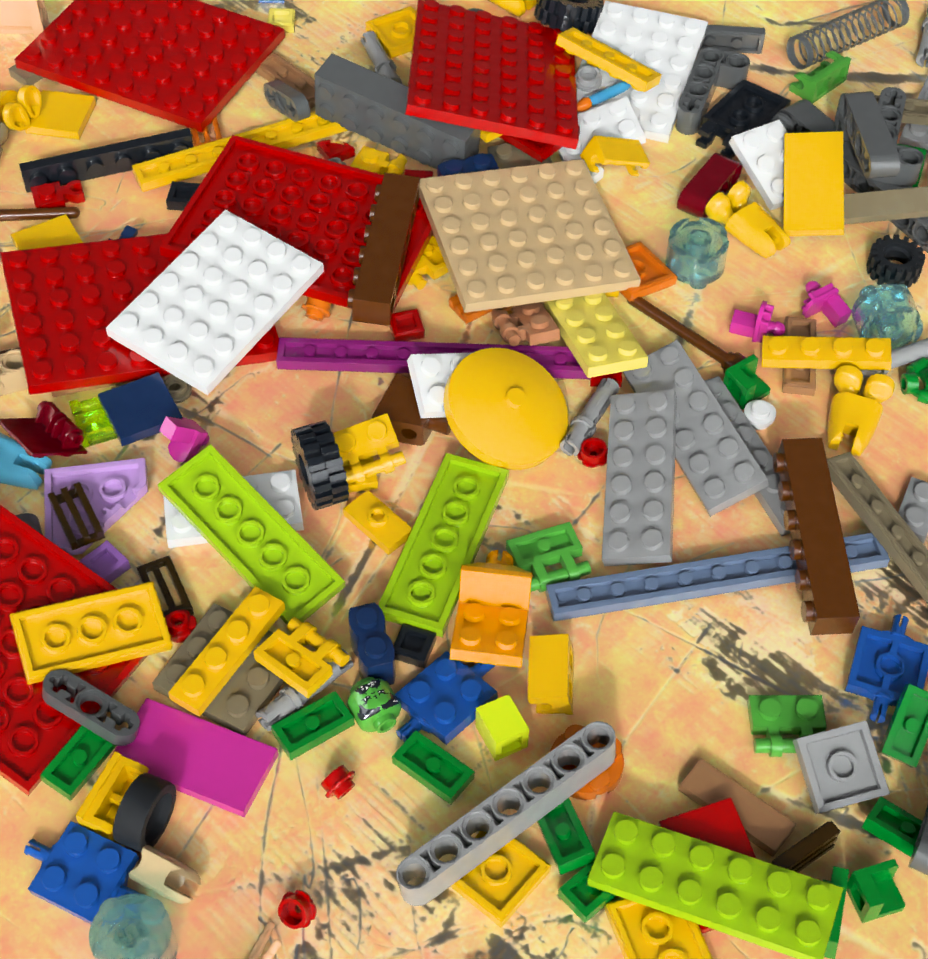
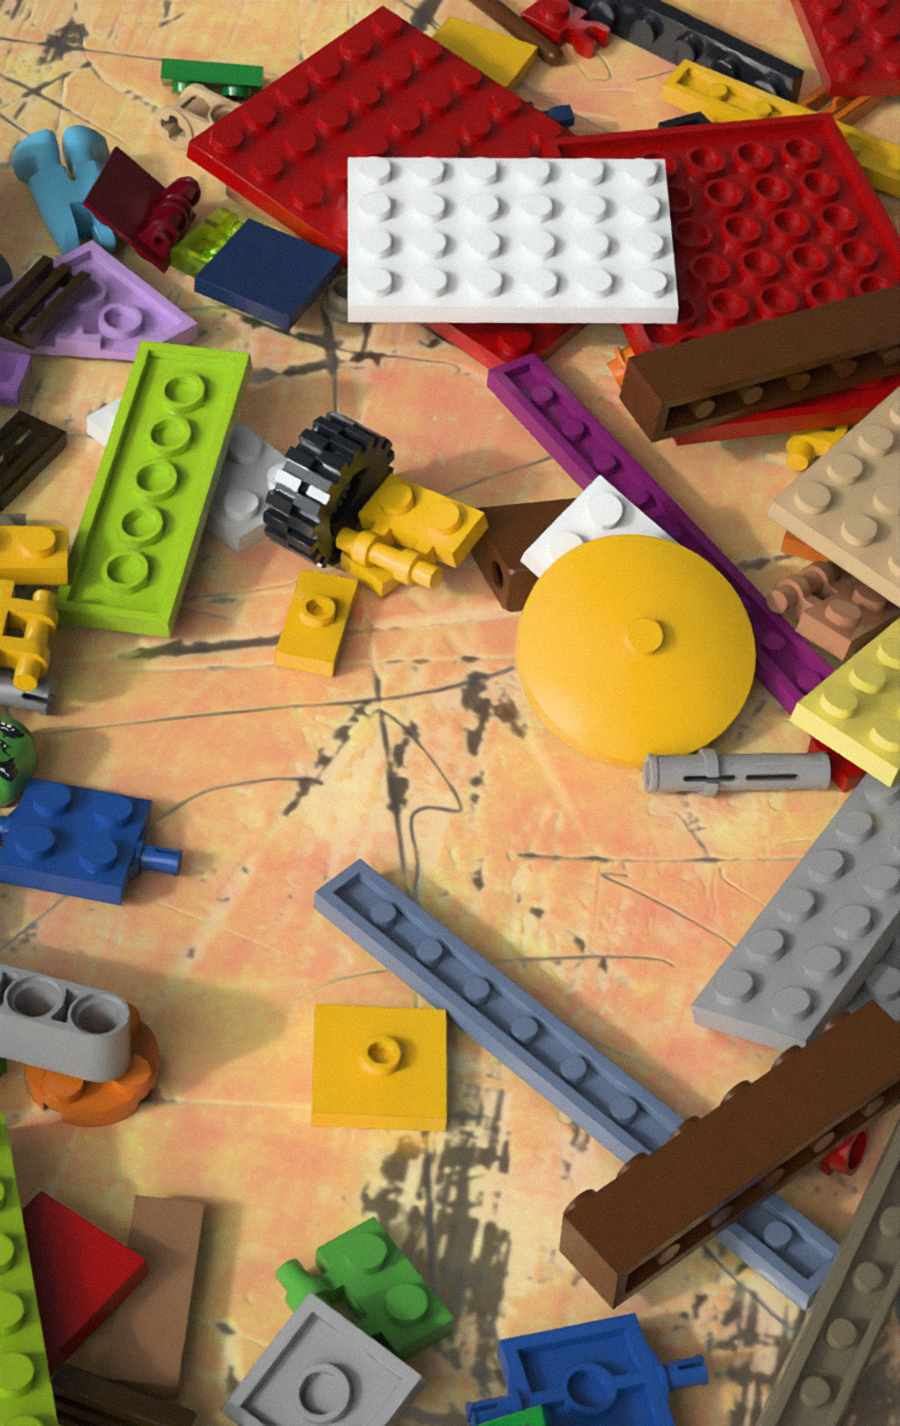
camera: 50 degrees right, 5 degrees down
(184, 437) = (270, 339): dark pink piece -> none
(372, 643) = (86, 707): dark blue brick -> none
(407, 326) = (703, 483): red tile -> none
(414, 645) = (137, 764): black tile -> none
(441, 541) = (339, 709): lime plate -> none
(492, 612) = (254, 823): light orange plate -> none
(502, 727) = (56, 923): neon yellow panel -> none
(547, 548) = (429, 829): bright green plate -> none
(551, 673) = (209, 943): yellow hinge -> none
(592, 447) = (670, 809): red plate -> none
(640, 479) = (667, 882): light grey plate -> none
(663, 647) = (379, 1068): none -> yellow plate

